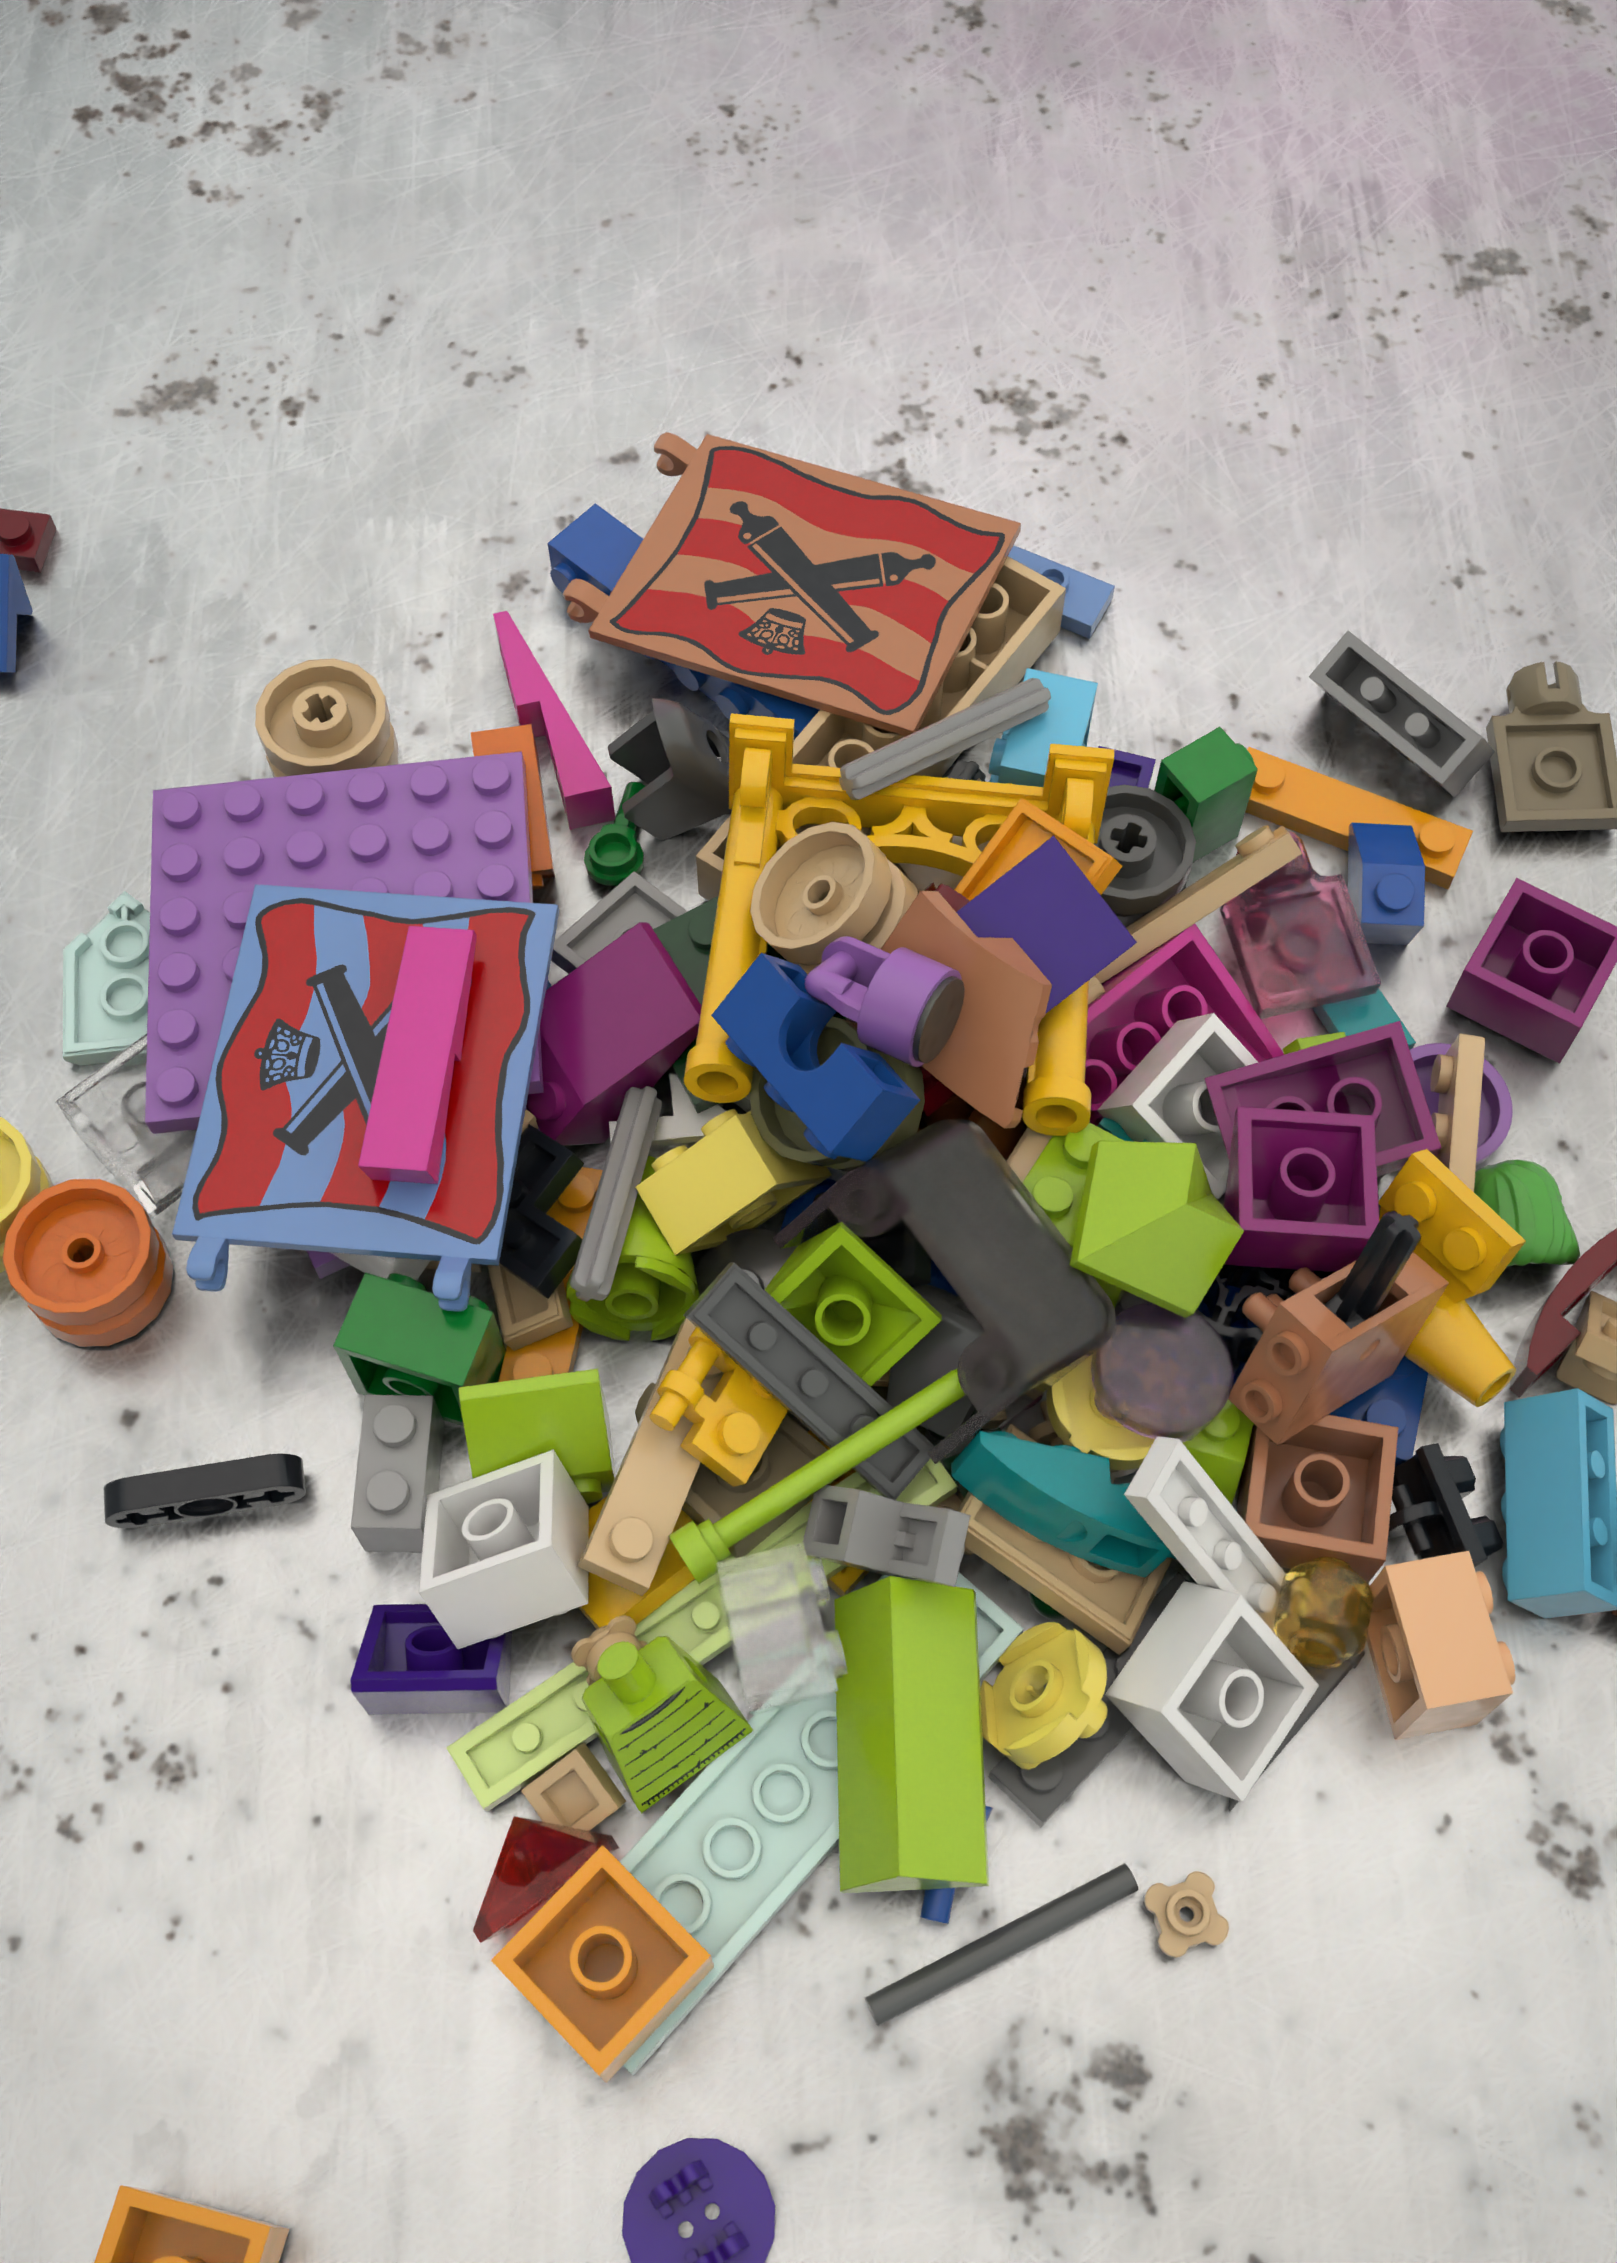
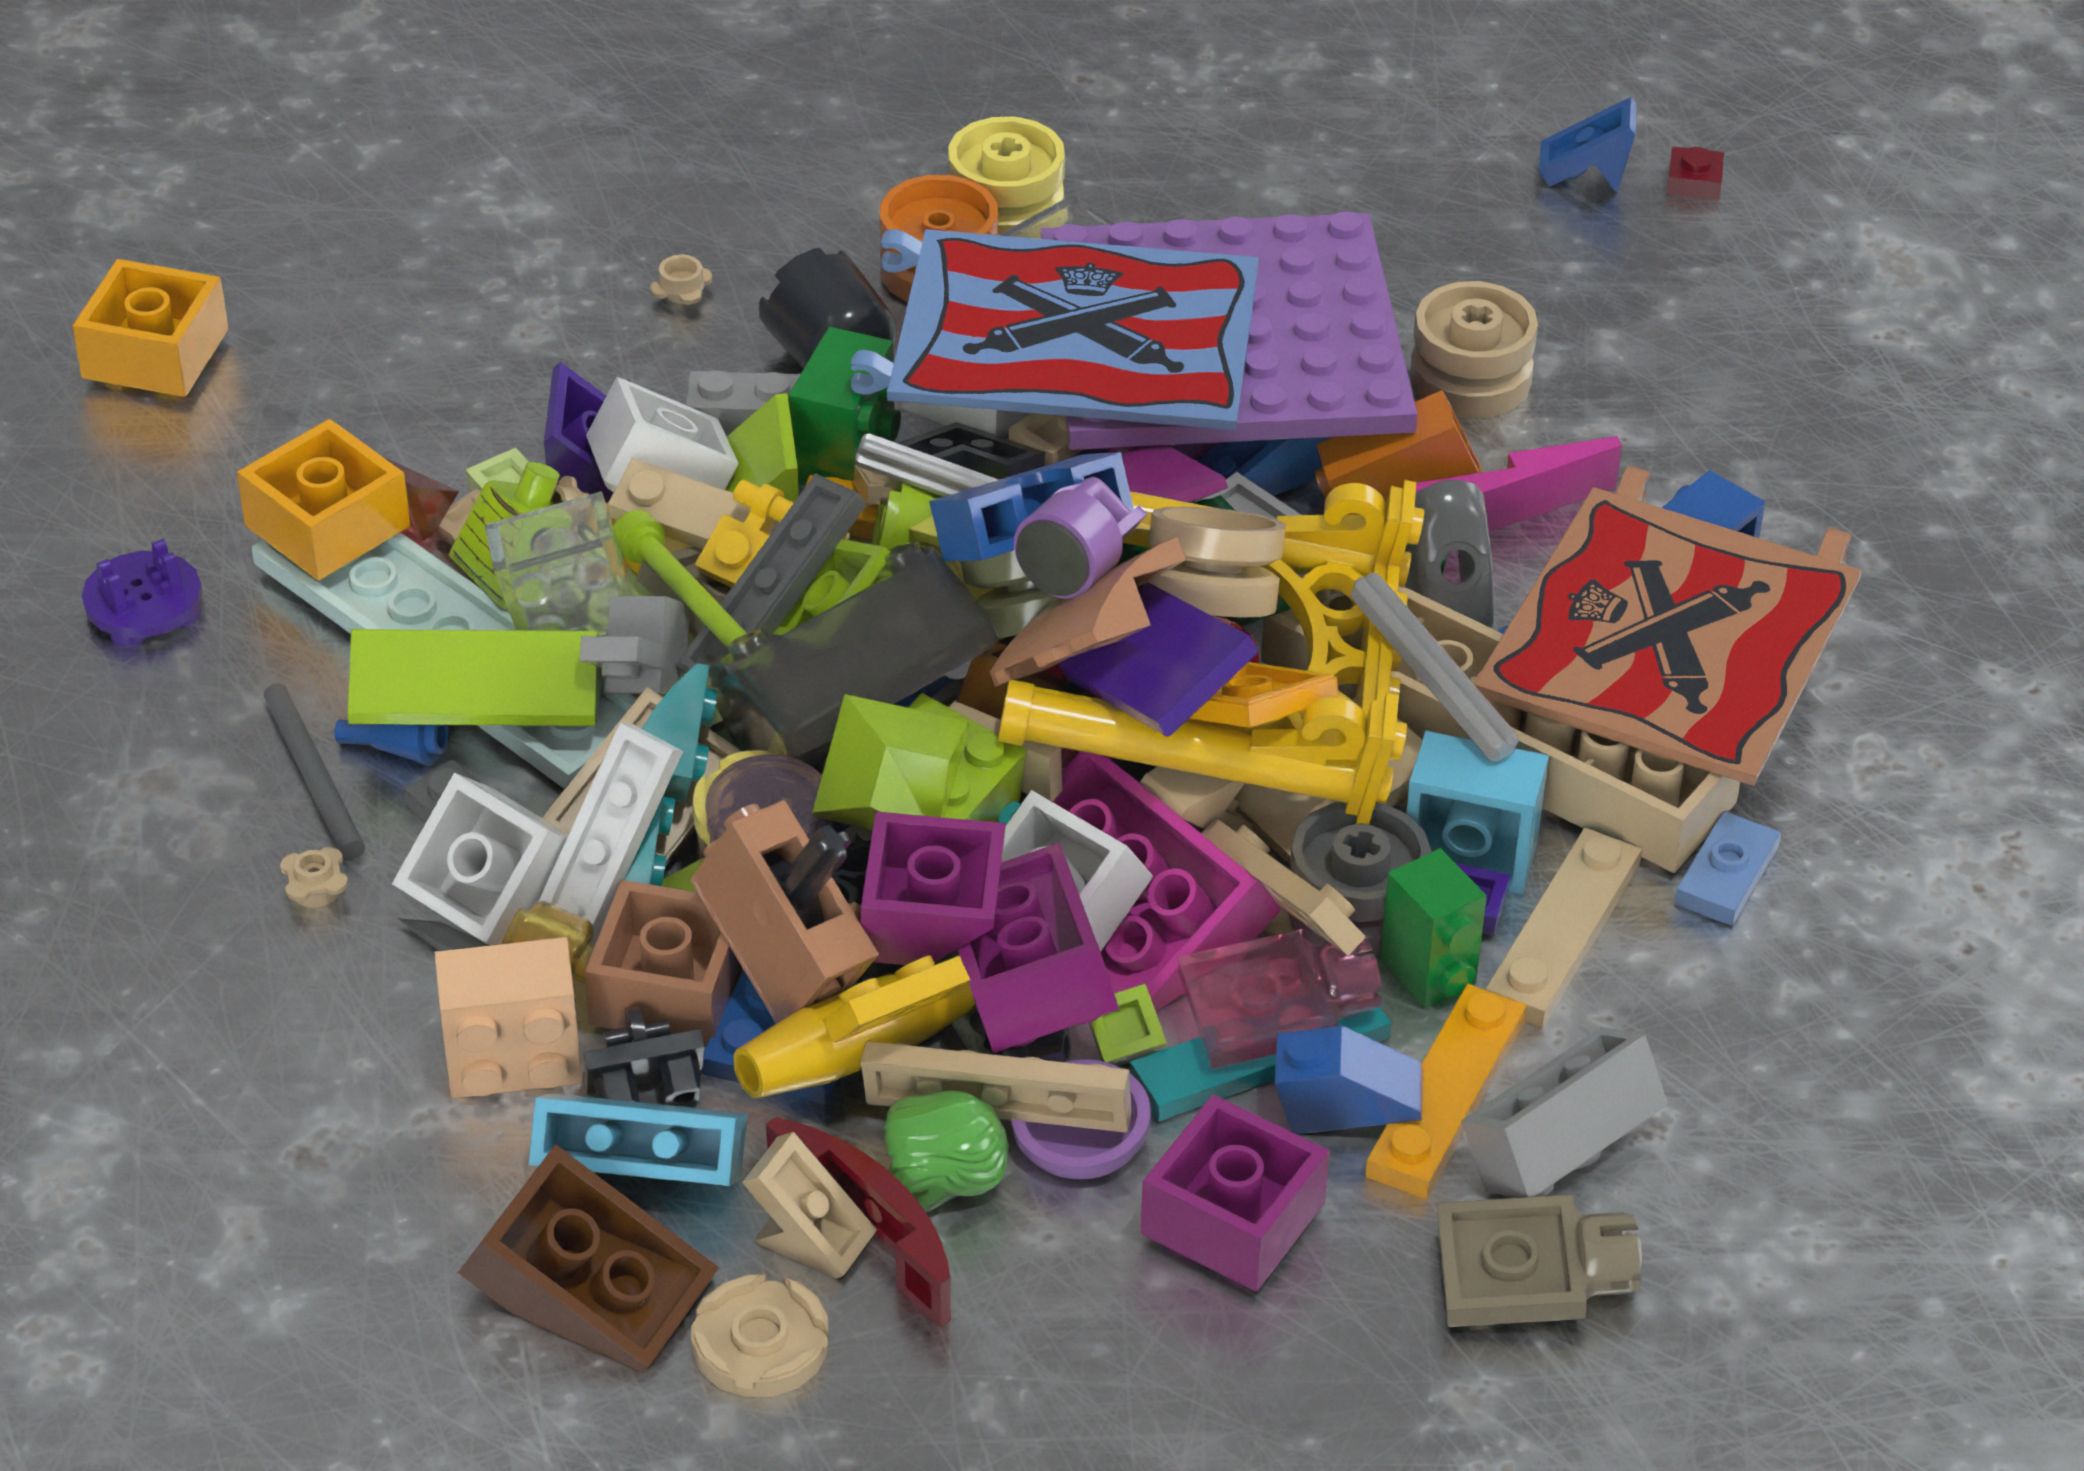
camera: 90 degrees right, 20 degrees down
(95, 1560) = (681, 280): none -> tan plate
(204, 1491) = (743, 318): black beam -> none
(248, 1373) = (820, 294): none -> black cylinder
(418, 1057) = (1099, 334): dark pink slope -> none
(1041, 1723) = (484, 759): light yellow plate -> none
(1137, 716) = (1565, 923): none -> tan plate

